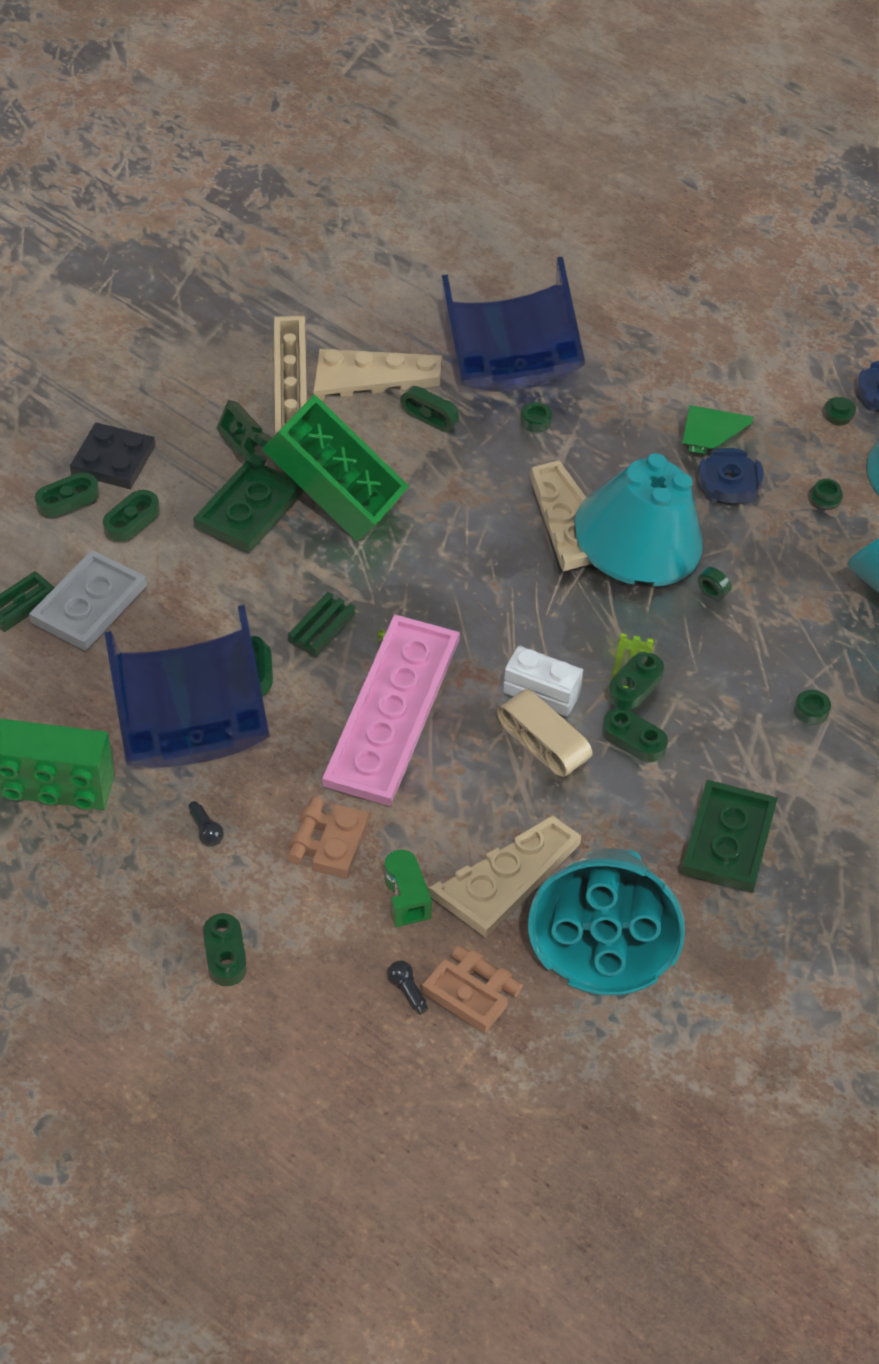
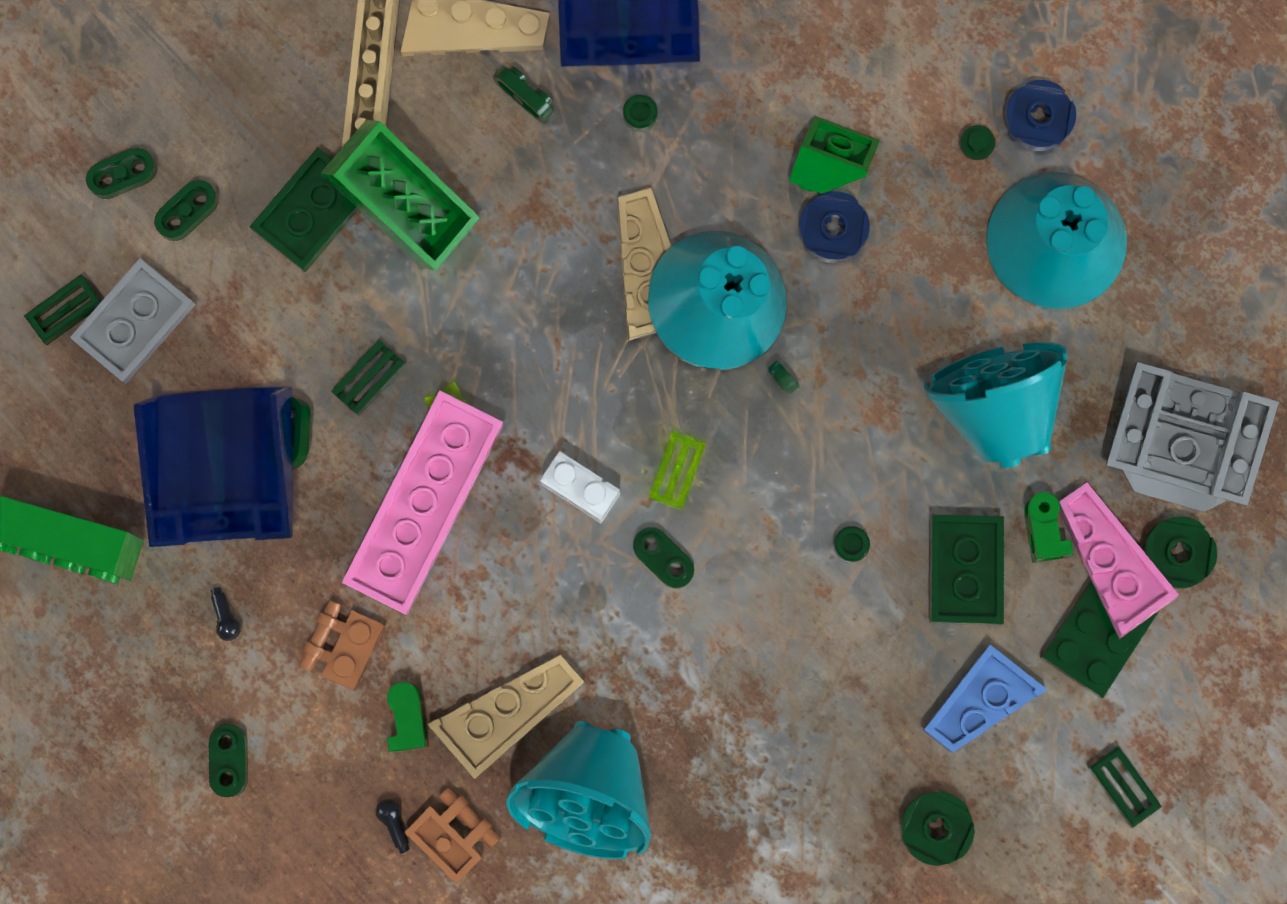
camera: 10 degrees right, 30 degrees up
(113, 455) = (175, 118): black plate -> none
(243, 432) = (314, 117): dark green hinge -> none
(544, 733) = (571, 549): tan beam -> none
(642, 676) = (675, 499): dark green plate -> none
(729, 836) = (731, 695): dark green plate -> none
(826, 494) = (932, 264): dark green plate -> none

